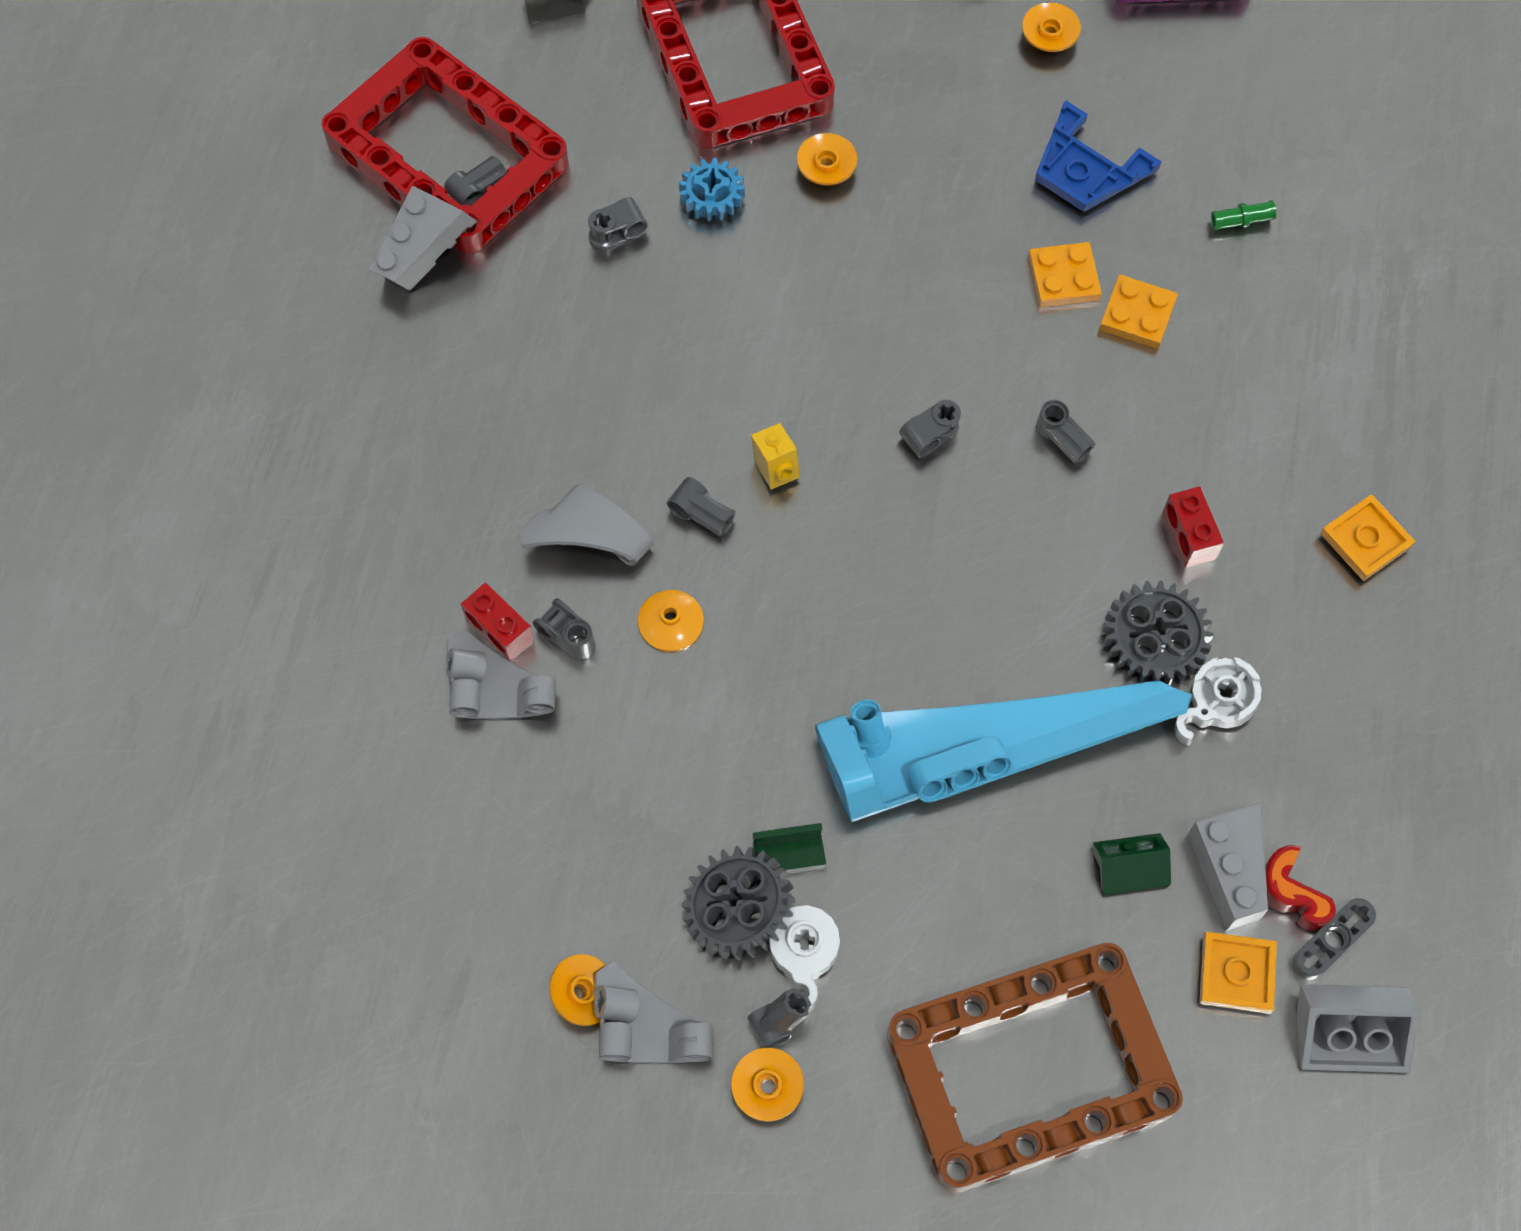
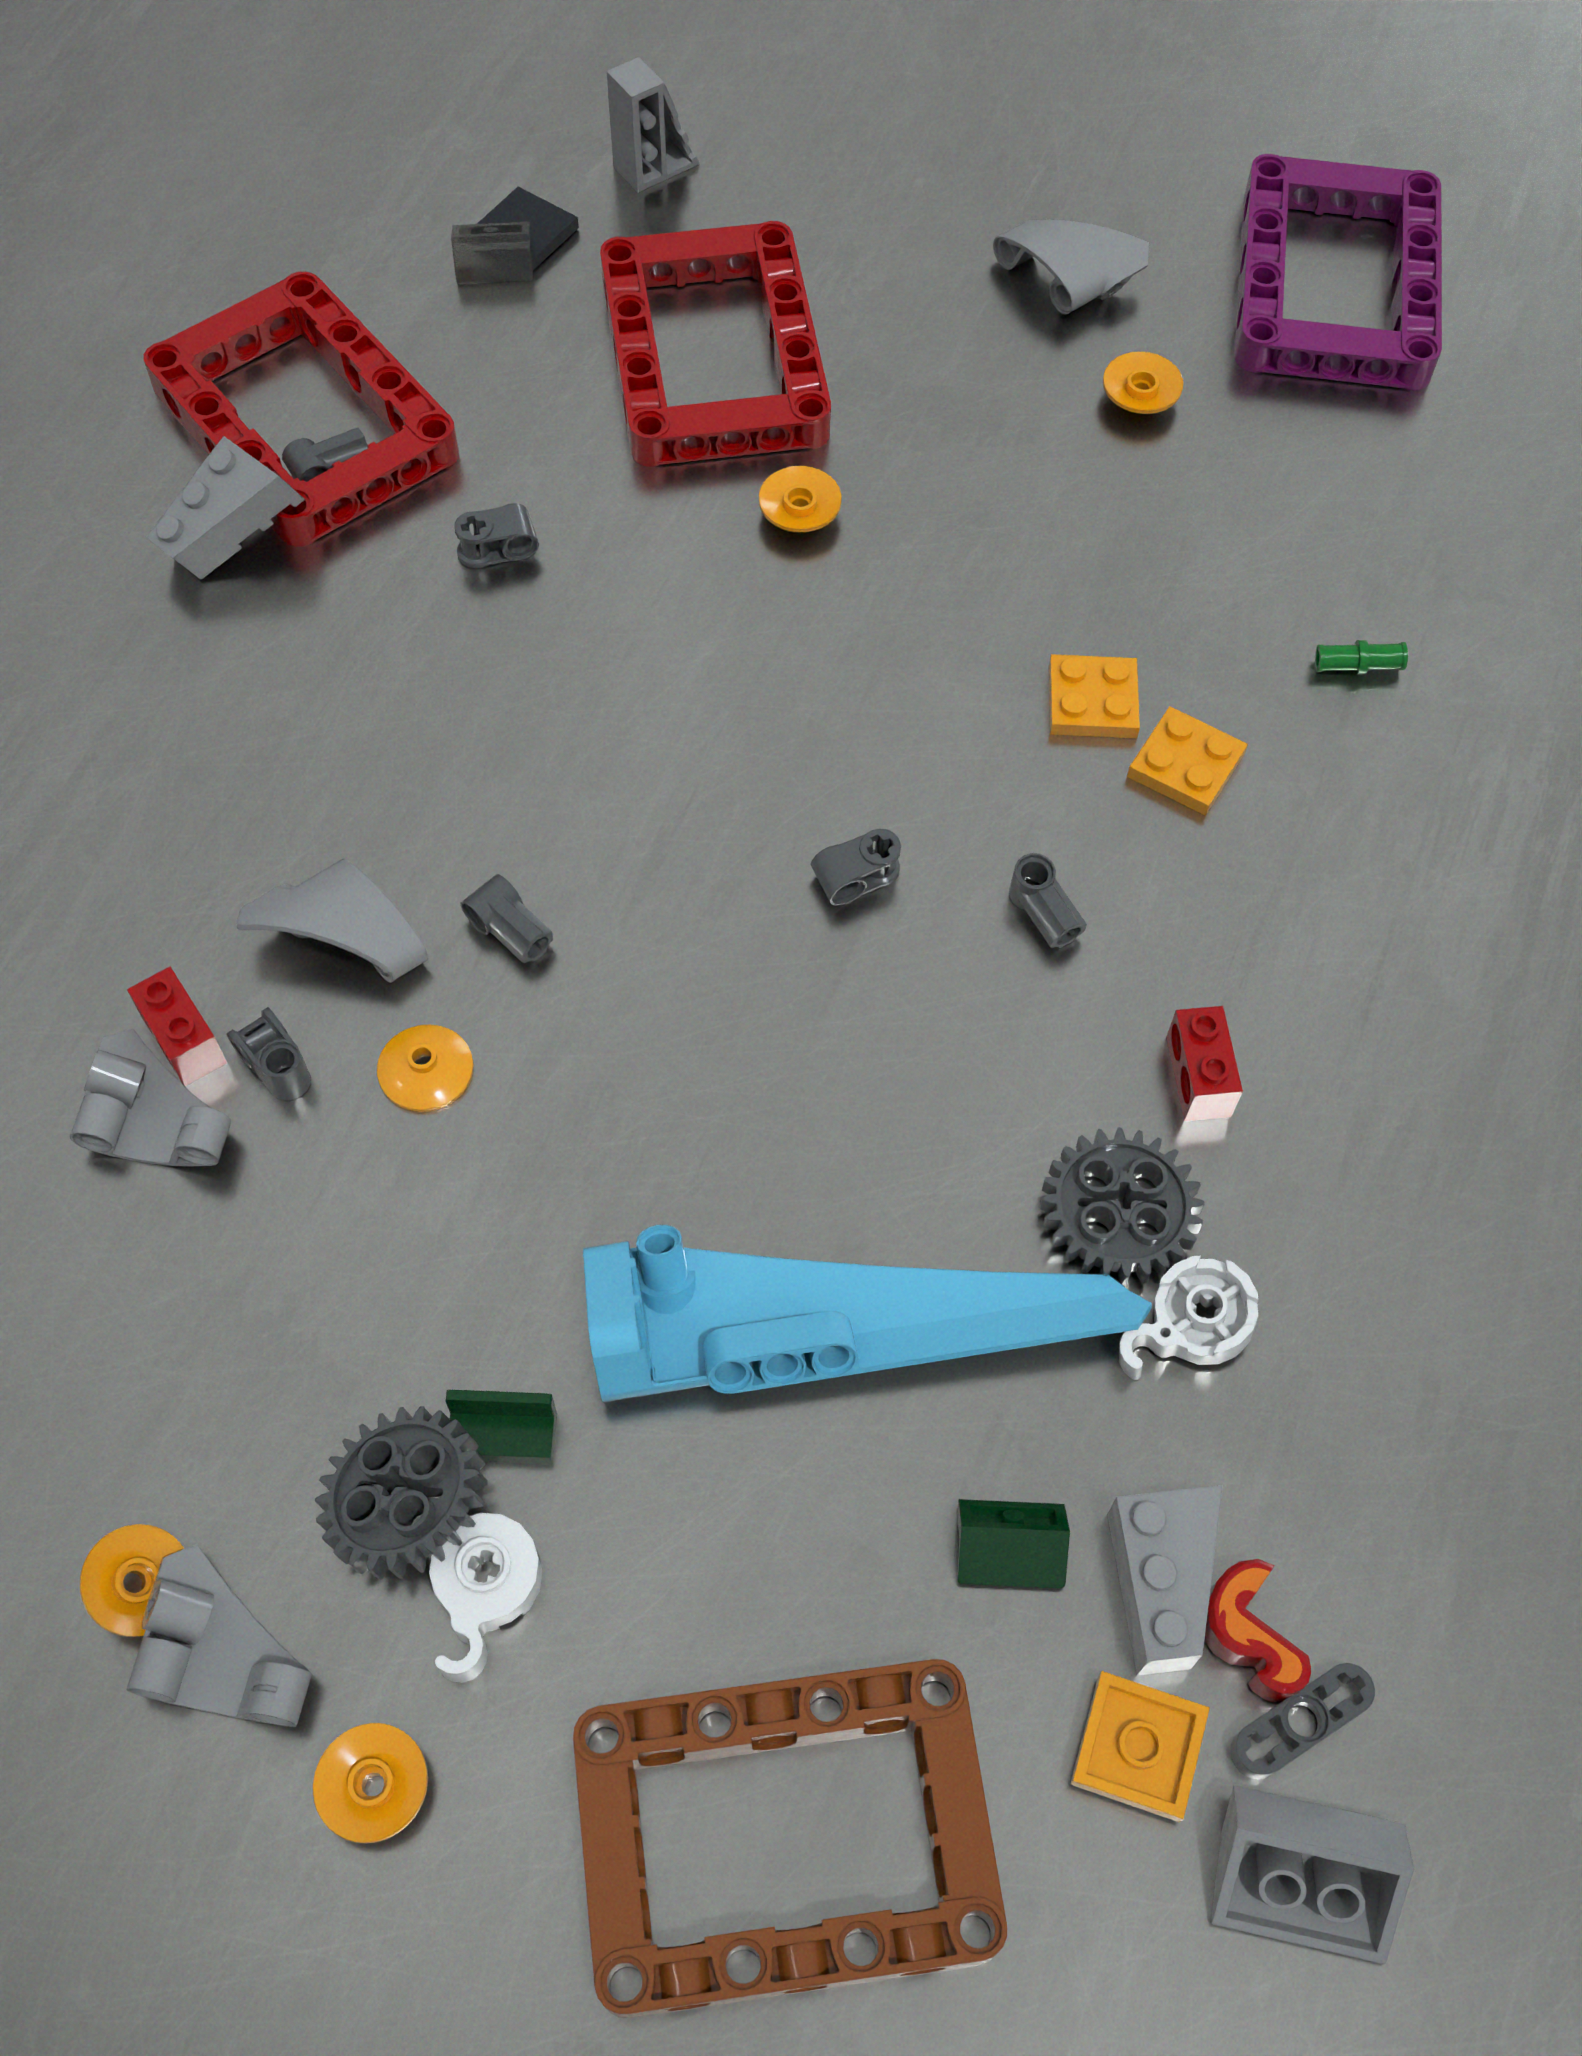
camera: 10 degrees right, 5 degrees down
(698, 183) = (635, 513): dark azure gear -> none
(775, 456) = (627, 866): yellow head -> none
(776, 1020) = (410, 1681): dark grey piece -> none
(1082, 173) = (1146, 570): blue wing -> none
(1367, 537) = (1461, 1123): light orange plate -> none

